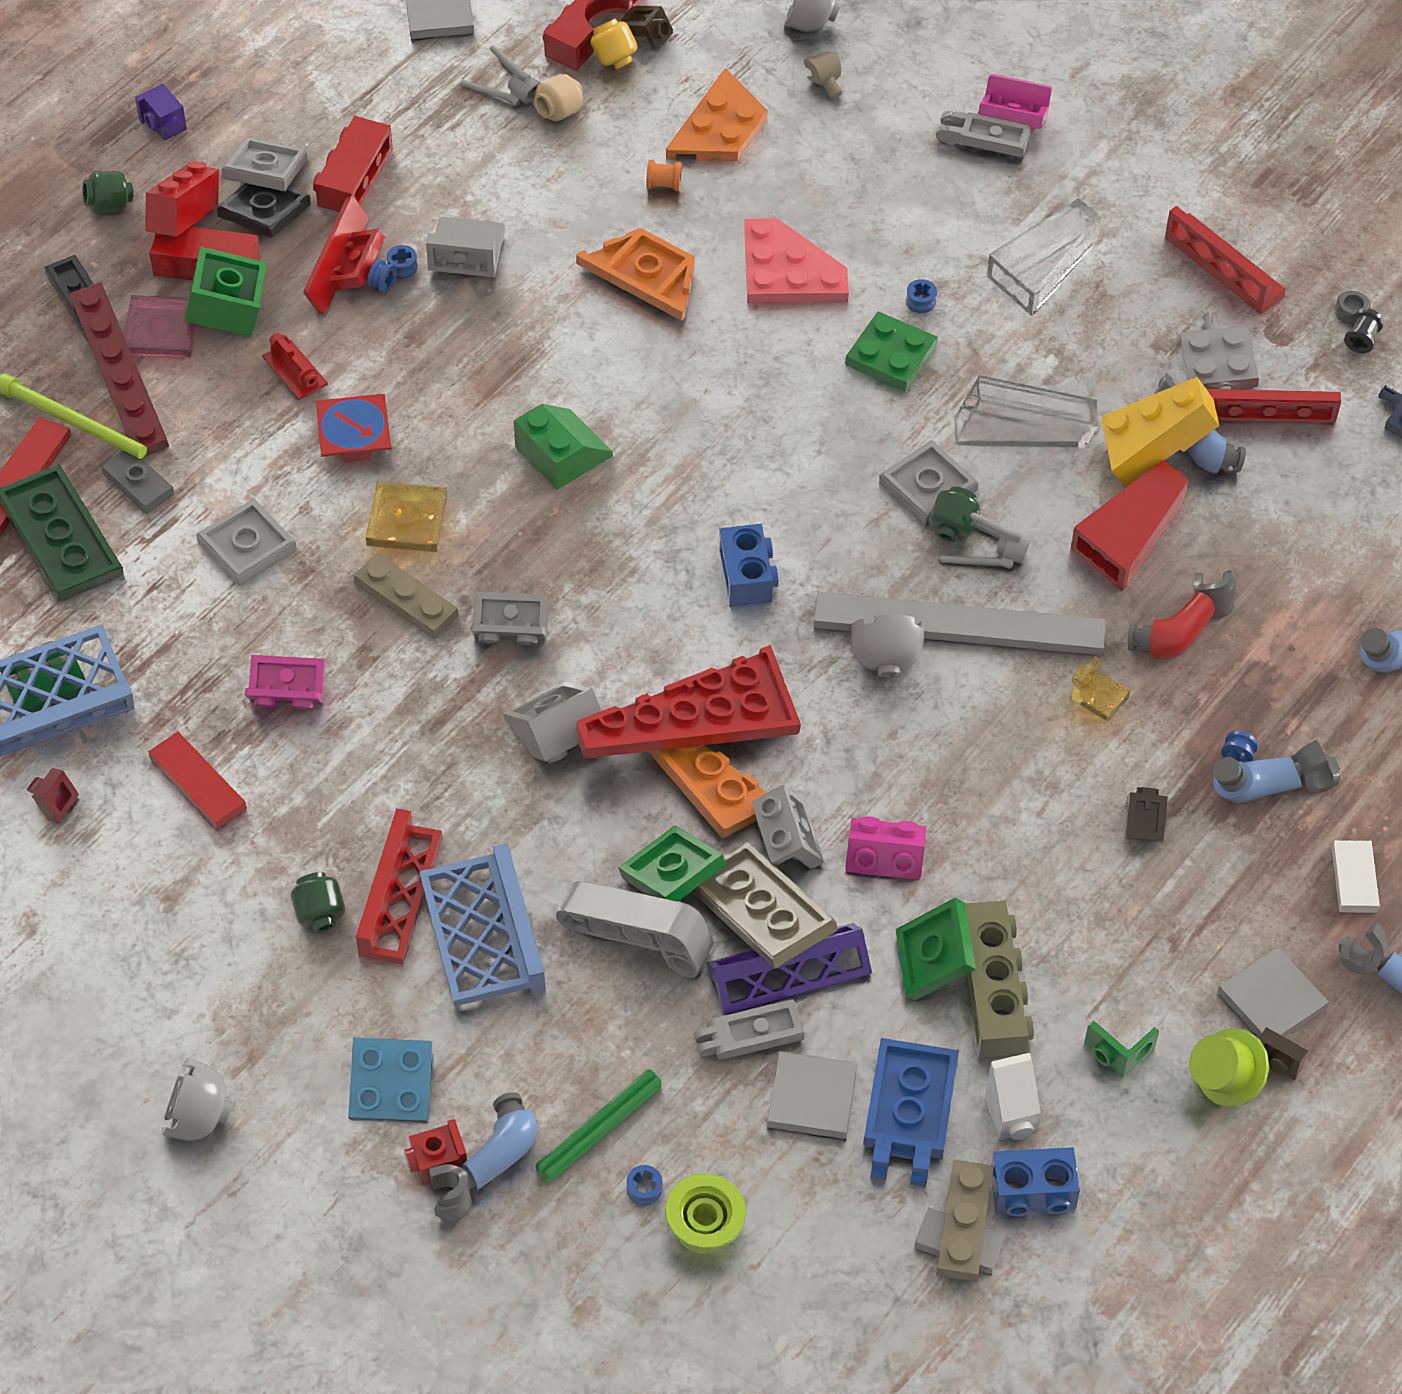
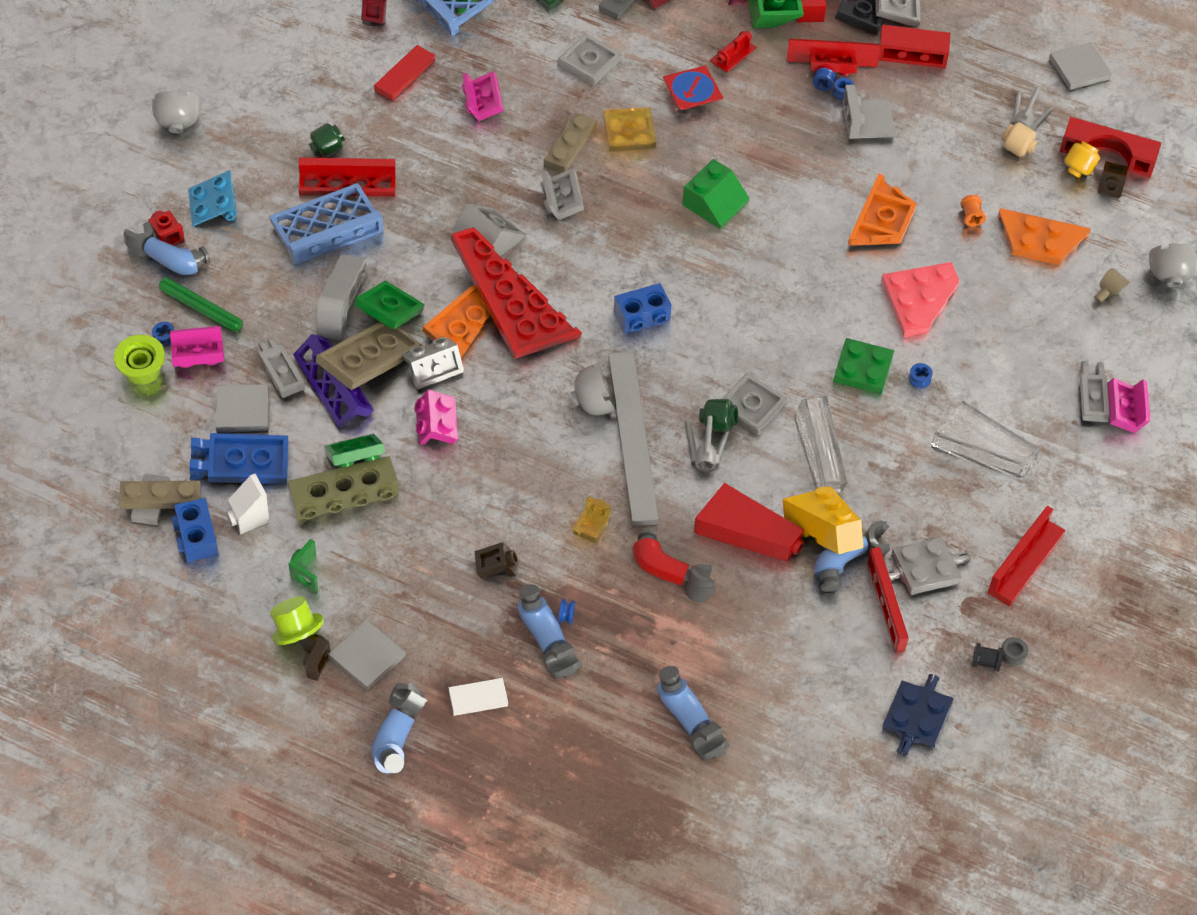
camera: 75 degrees right, 0 degrees up
(693, 1136) = (197, 346): none -> dark pink bracket

